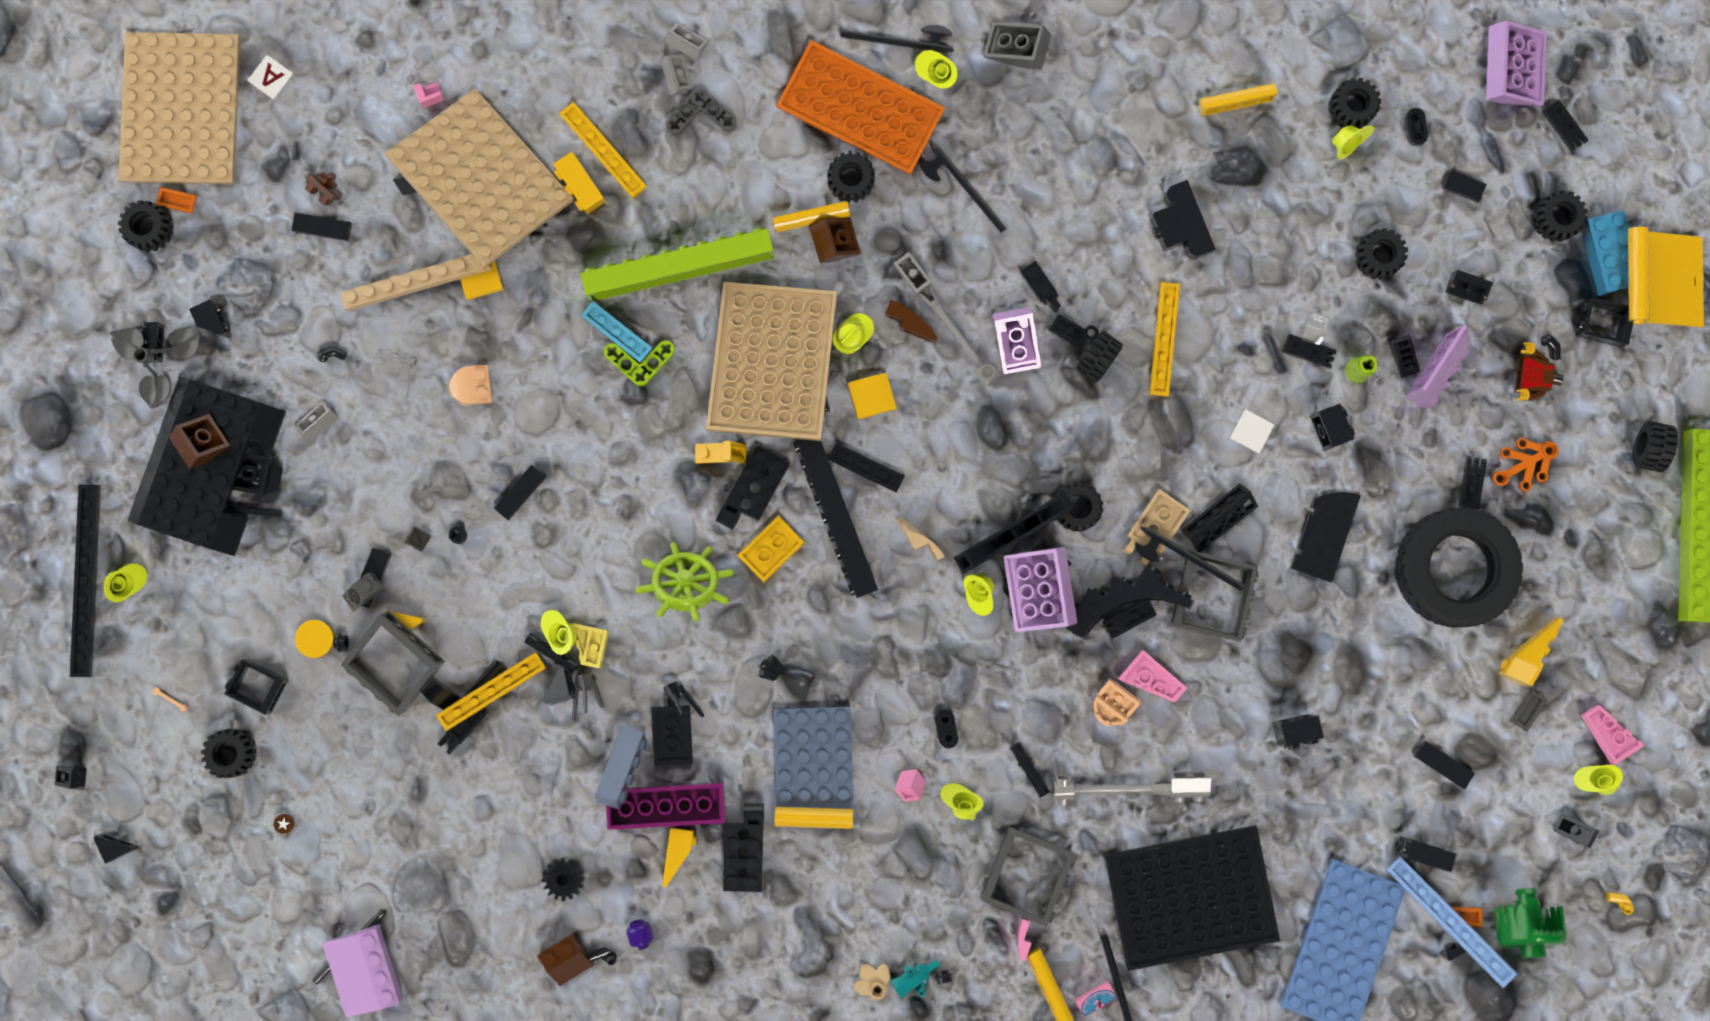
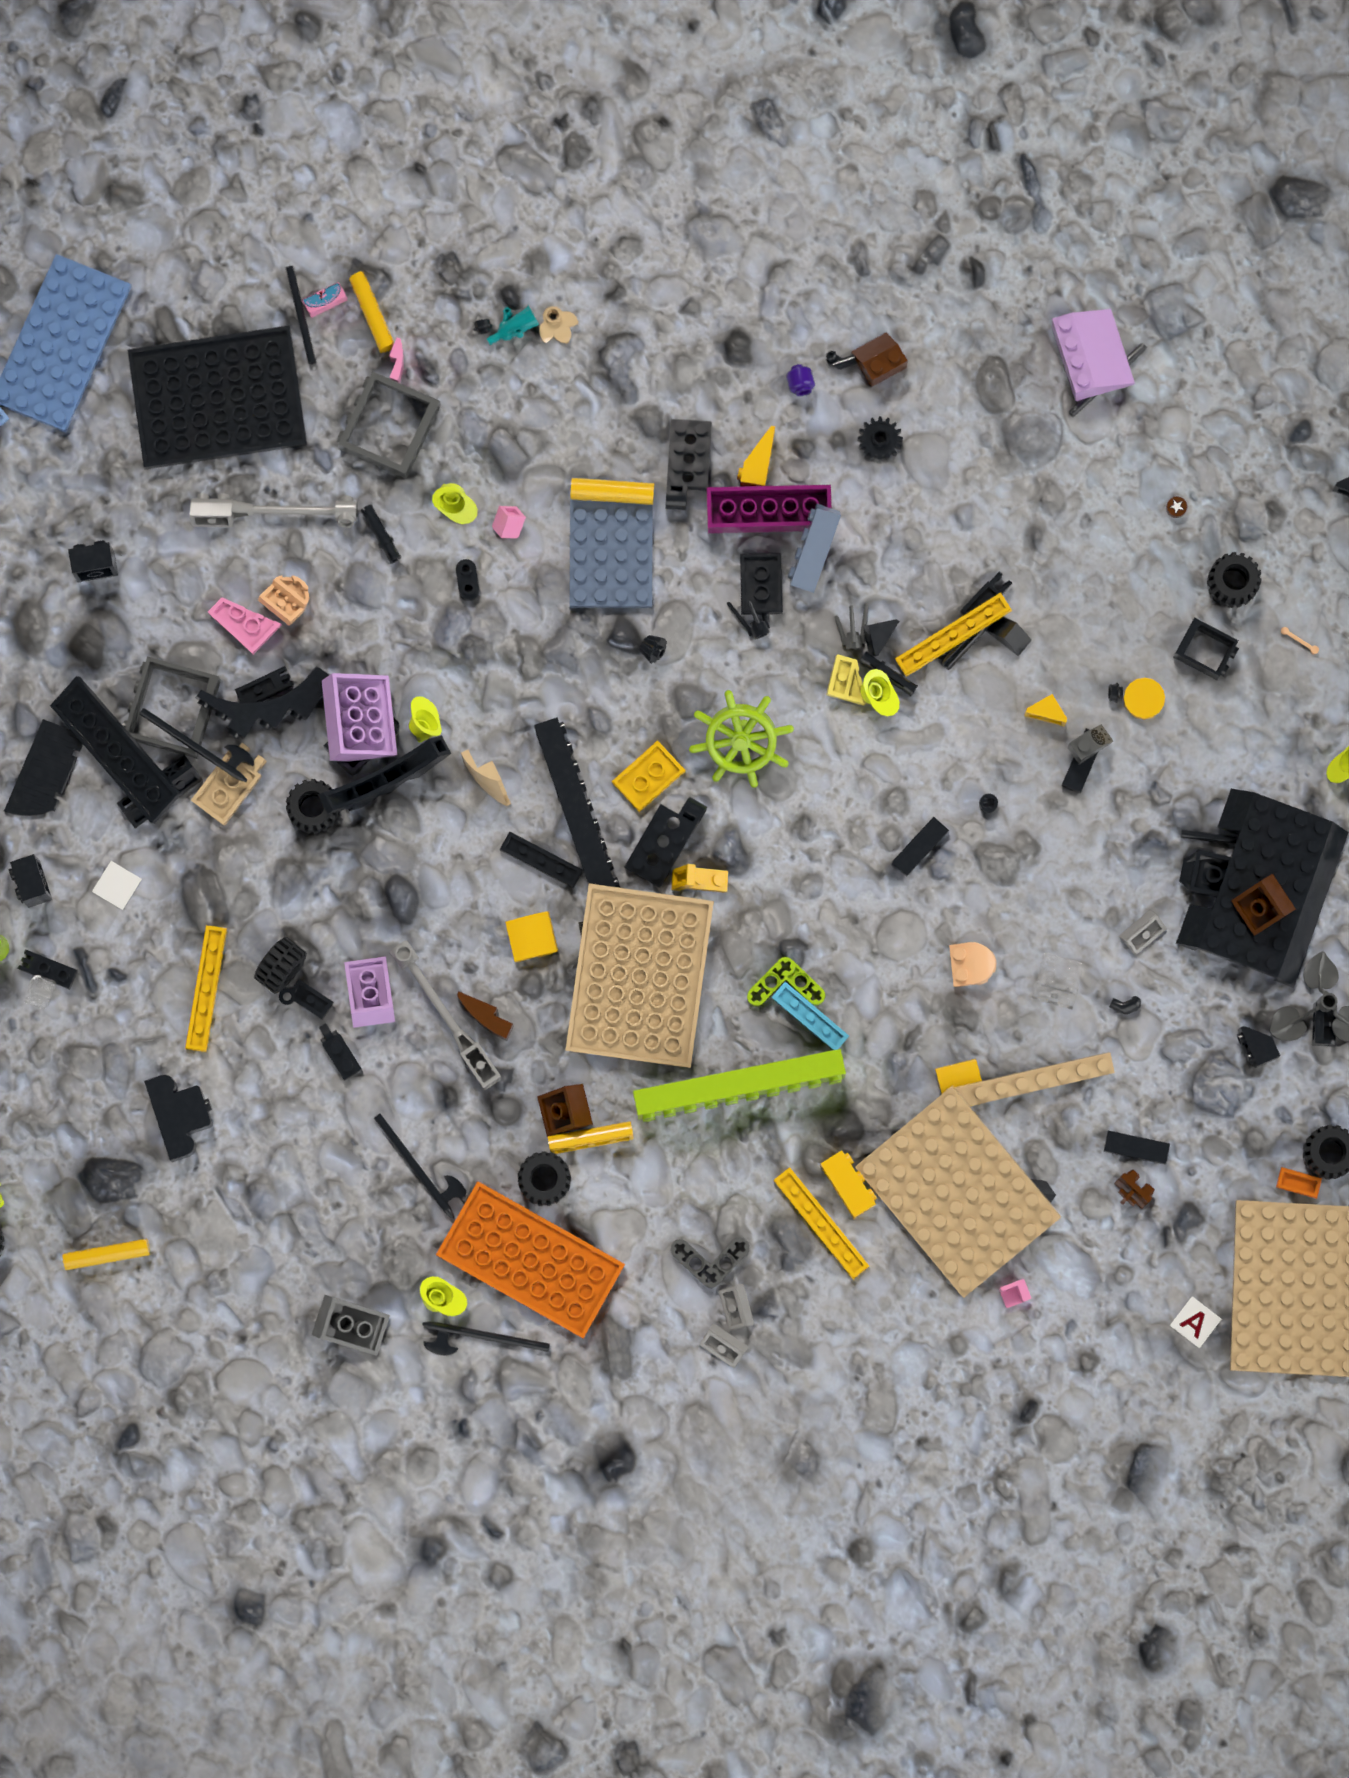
camera: 175 degrees left, 5 degrees down
(412, 643) = (1037, 686): dark grey window -> none
(417, 539) = (1031, 800): clear smoke tile -> none
(853, 333) = (549, 1008): neon yellow piece -> none
(1263, 551) = (115, 750): none -> black plate

